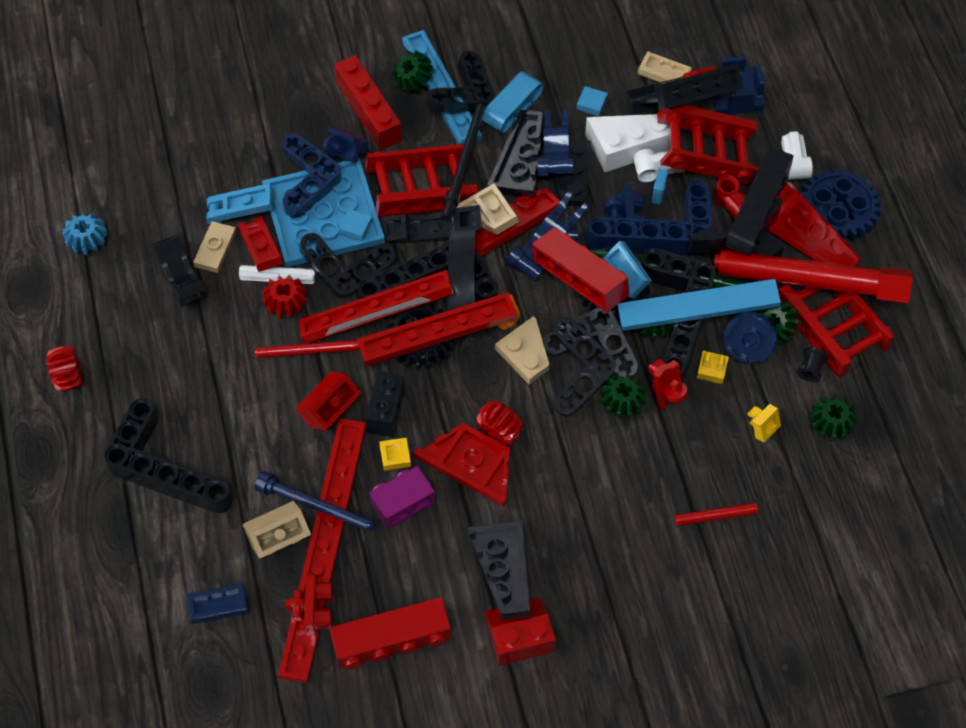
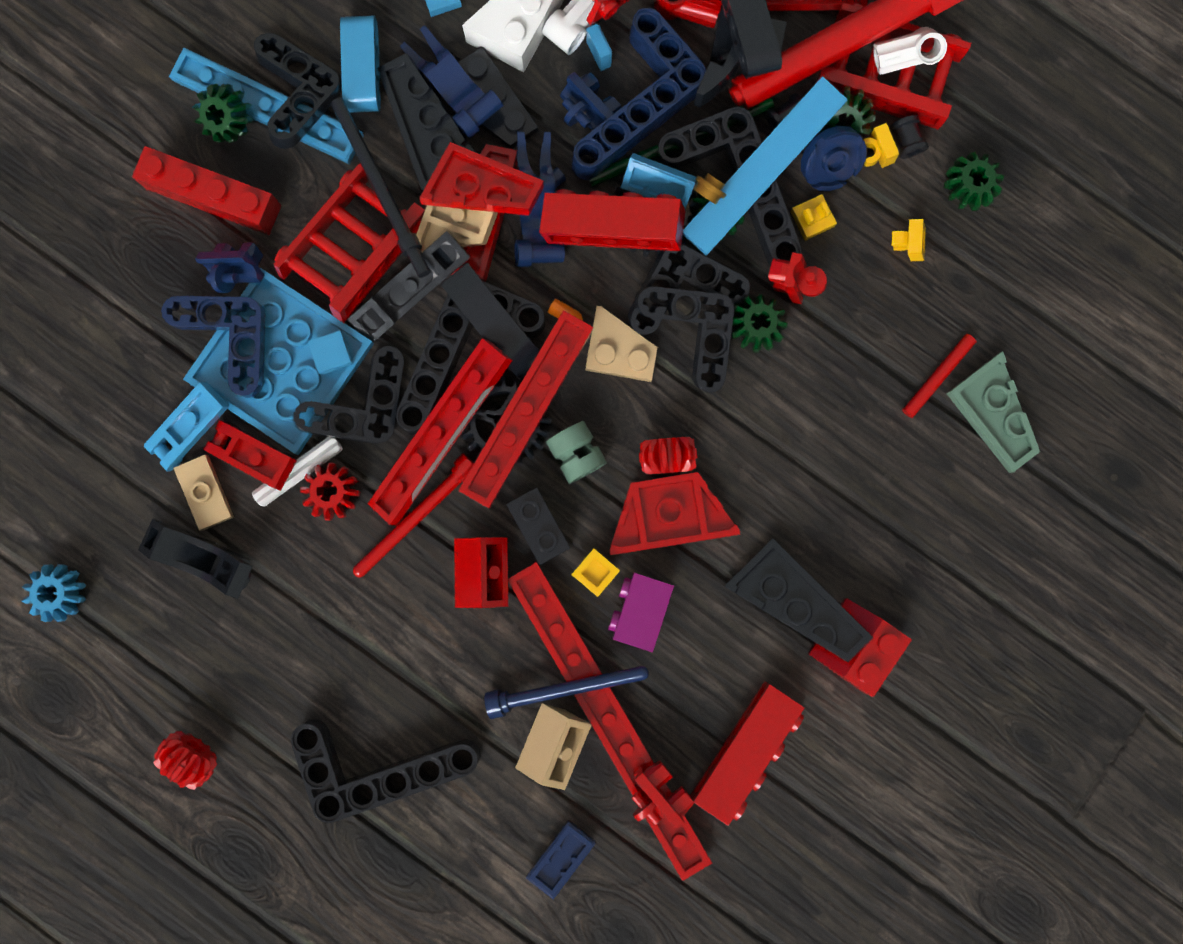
camera: 45 degrees left, 25 degrees up
(446, 381) = (570, 441): none -> sand green wheel
(521, 196) = (480, 183): none -> red wing
(652, 288) = (710, 188): none -> pearl gold plate
(734, 560) = (993, 410): none -> sand green wing
(789, 356) = (883, 146): none -> yellow tile
(844, 309) = (906, 50): none -> white piece

